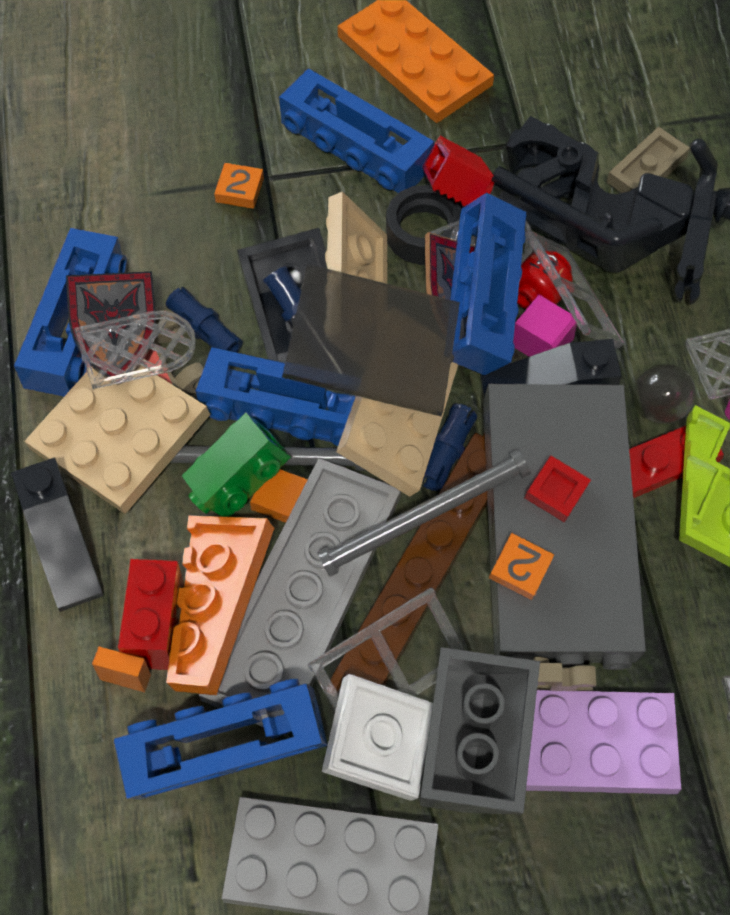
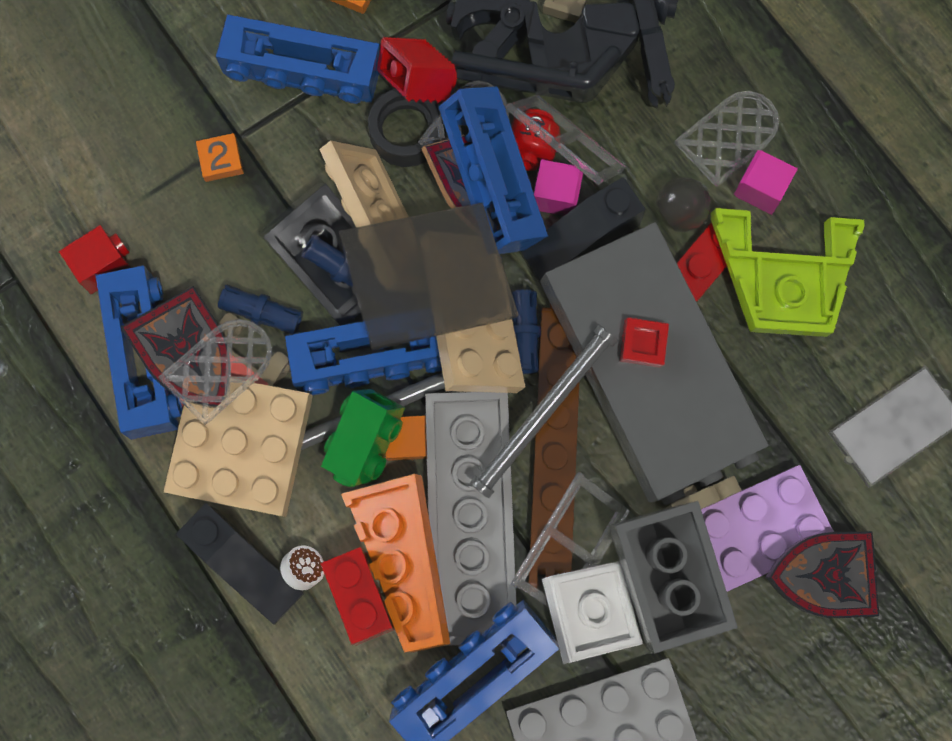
camera: 25 degrees left, 15 degrees up
(81, 212) = (95, 255): none -> red brick
(111, 565) = (302, 567): none -> tile
(121, 669) = (357, 654): orange tile -> none
(521, 566) = (645, 423): orange tile -> none
(654, 818) = (829, 575): none -> shield

